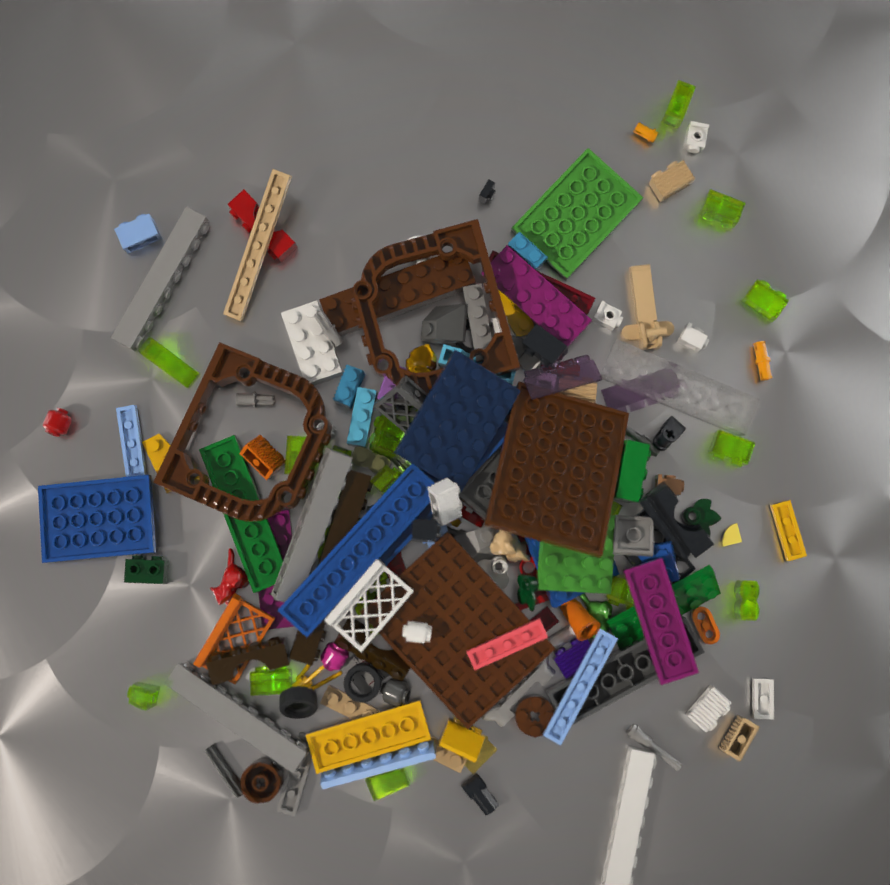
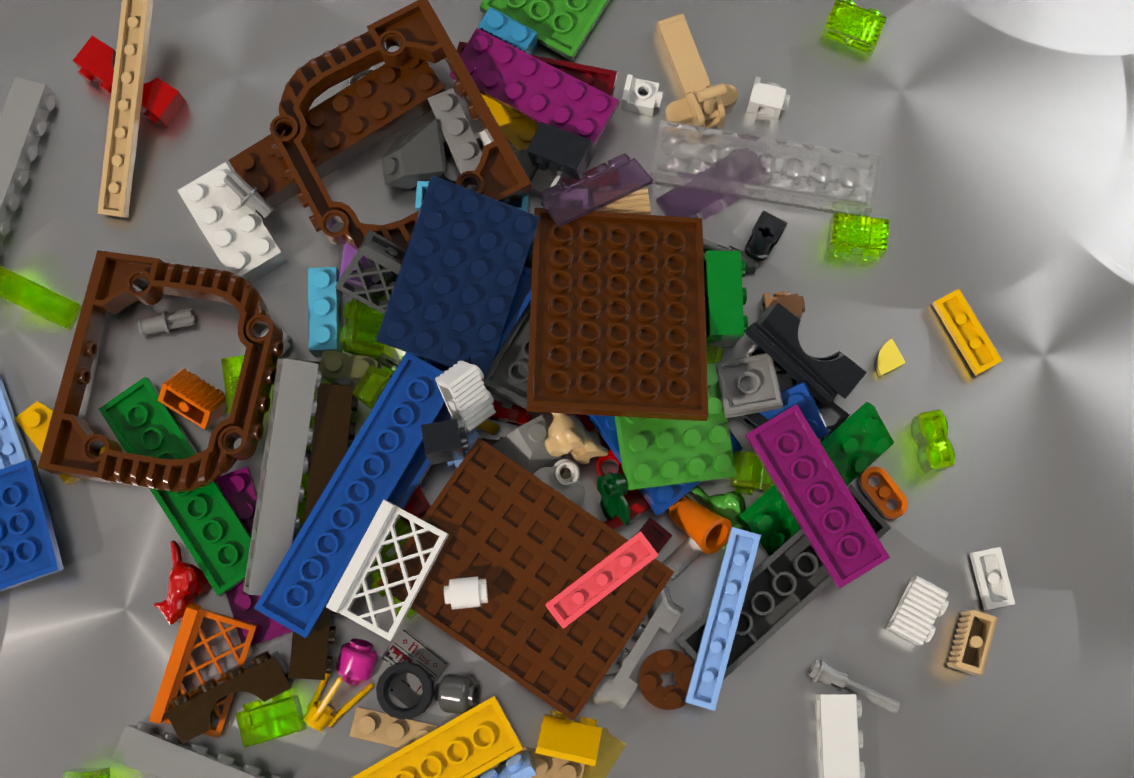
camera: 10 degrees left, 5 degrees down
(146, 571) = (55, 601): dark green brick -> none
(298, 702) = (313, 728): black tyre -> none
(348, 386) = (294, 272): dark azure brick -> none
(381, 659) = (424, 648): dark brown arch -> none
(421, 359) = (391, 208): yellow hair -> none
(571, 657) = (699, 587): dark purple brick -> none
(703, 515) = (841, 338): dark green plate -> none
(762, 360) = (871, 108): light orange pin -> none

